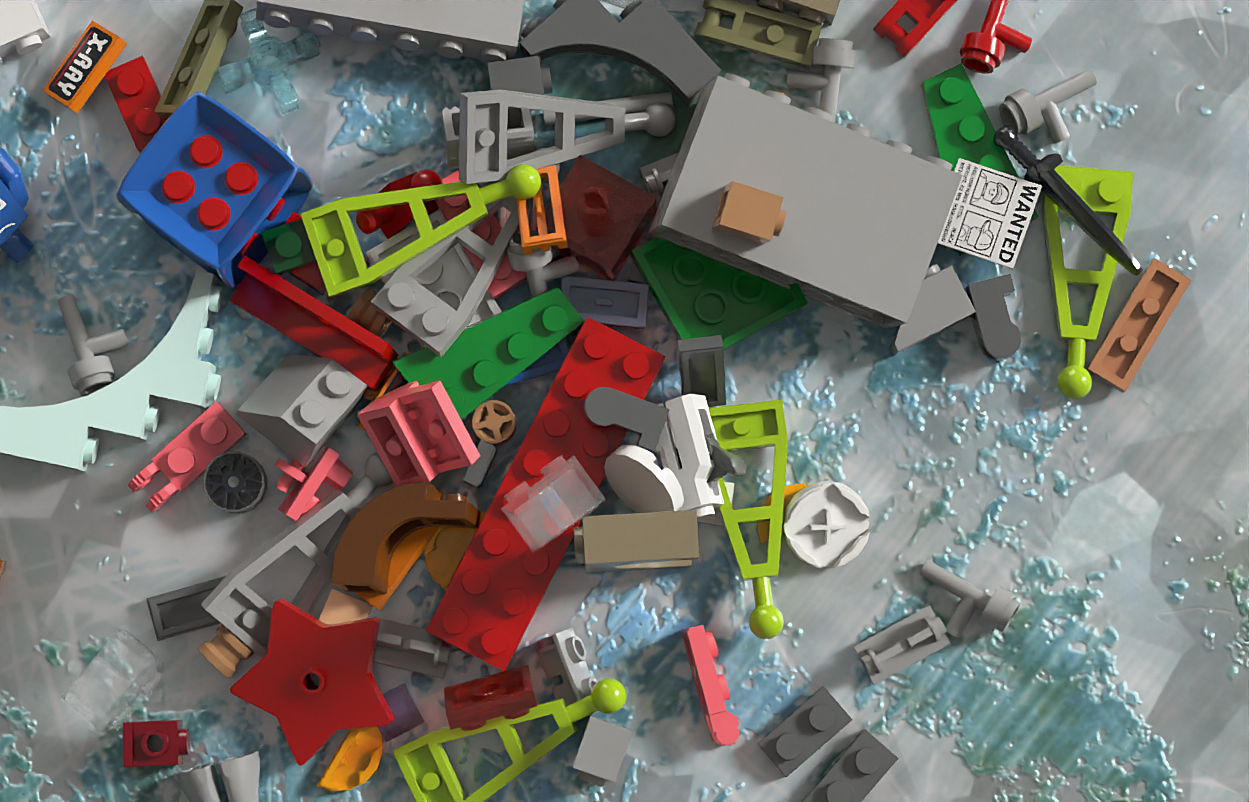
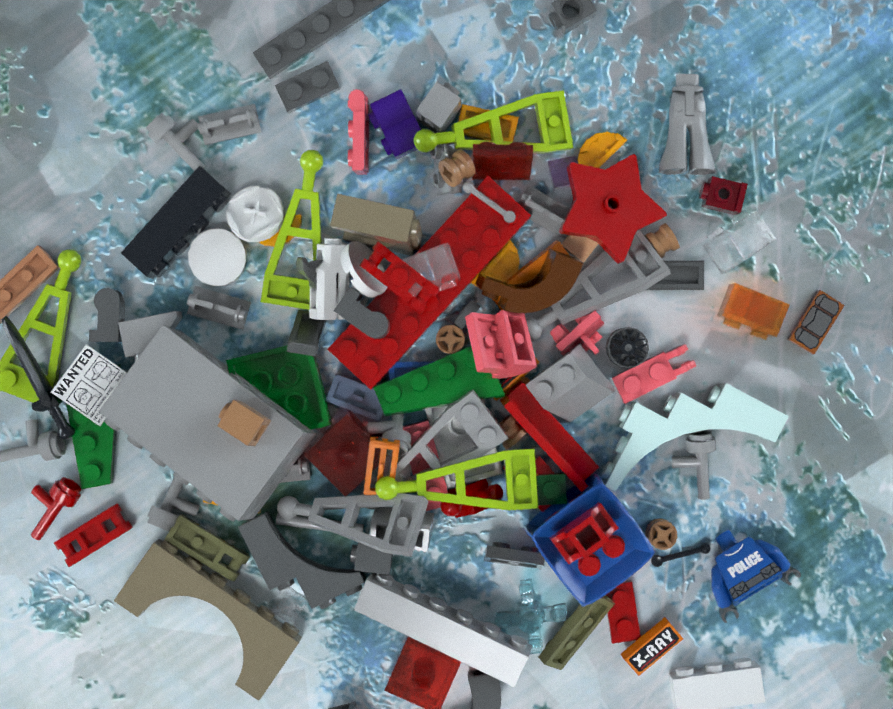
camera: 160 degrees left, 5 degrees up
(65, 585) = (752, 311): none -> clear orange brick
(106, 224) = (665, 538): none -> medium nougat wheel
(108, 191) = (657, 560): none -> black hinge
(223, 190) = (585, 534): none -> red brick
(335, 138) = (502, 554): none -> dark grey plate
(457, 618) = (509, 216): none -> light grey hinge
(497, 758) = (508, 124): none -> light orange tile
(552, 668) = (456, 168): none -> medium nougat wheel
(585, 480) = (399, 277): none -> red plate
(659, 713) = (396, 122): none -> dark purple brick
(841, 375) = (218, 307): none -> light grey hinge
(864, 447) = (217, 257): none -> white tile
(935, 479) = (176, 223): none -> black brick

